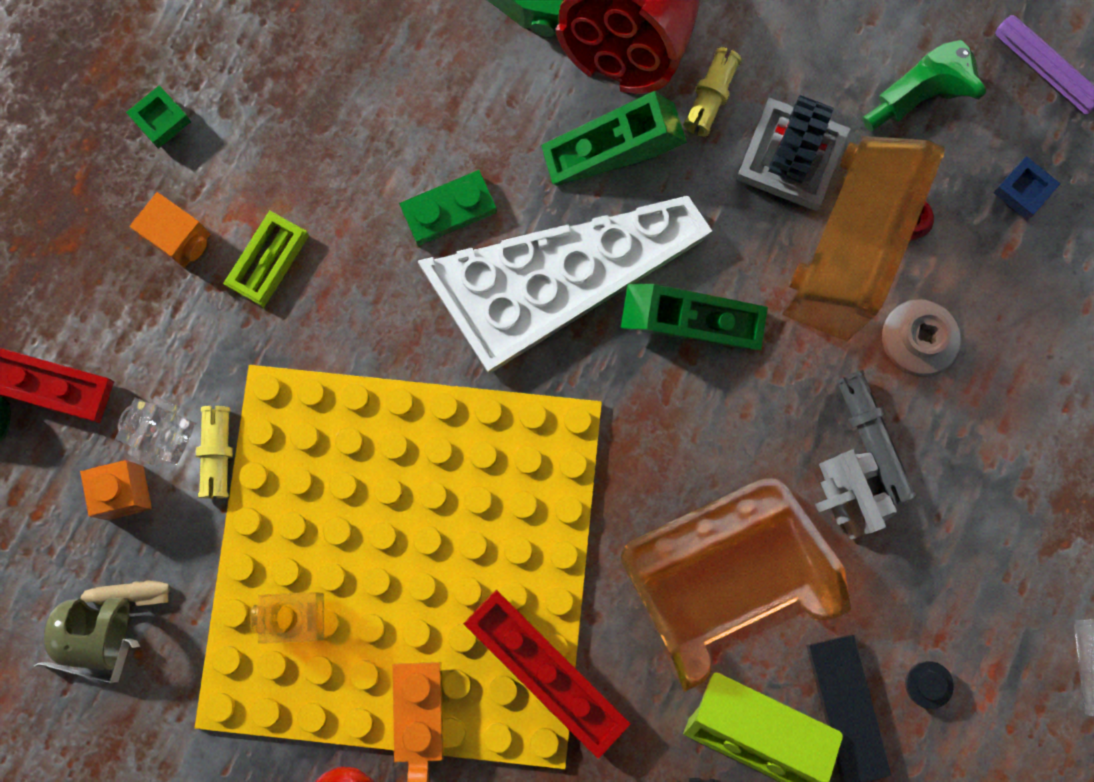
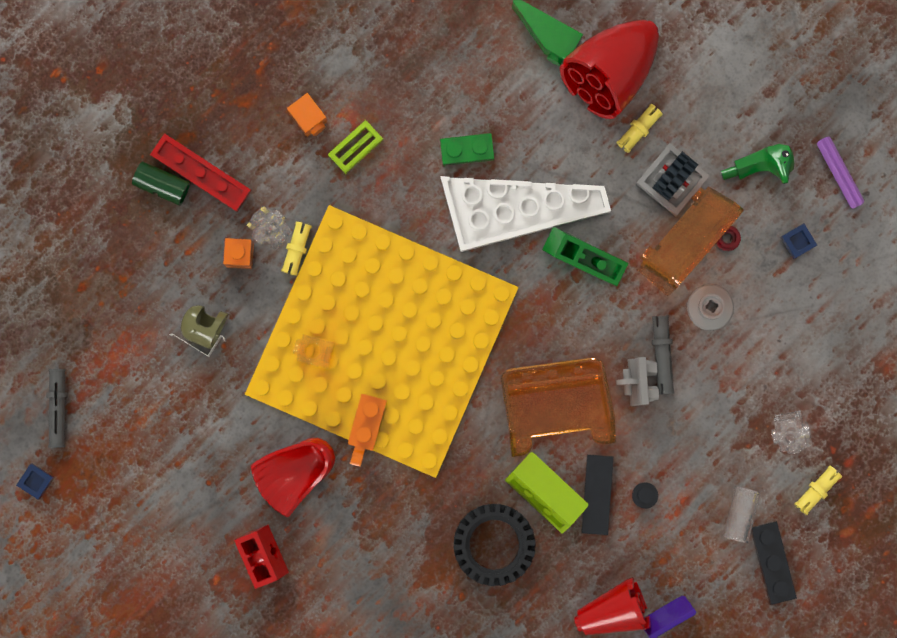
camera: 15 degrees right, 5 degrees up
(138, 592) = (235, 313): tan piece -> none
(158, 116) = (318, 44): green plate -> none
(547, 673) = (441, 423): red plate -> none
(615, 140) = (573, 140): green slope -> none

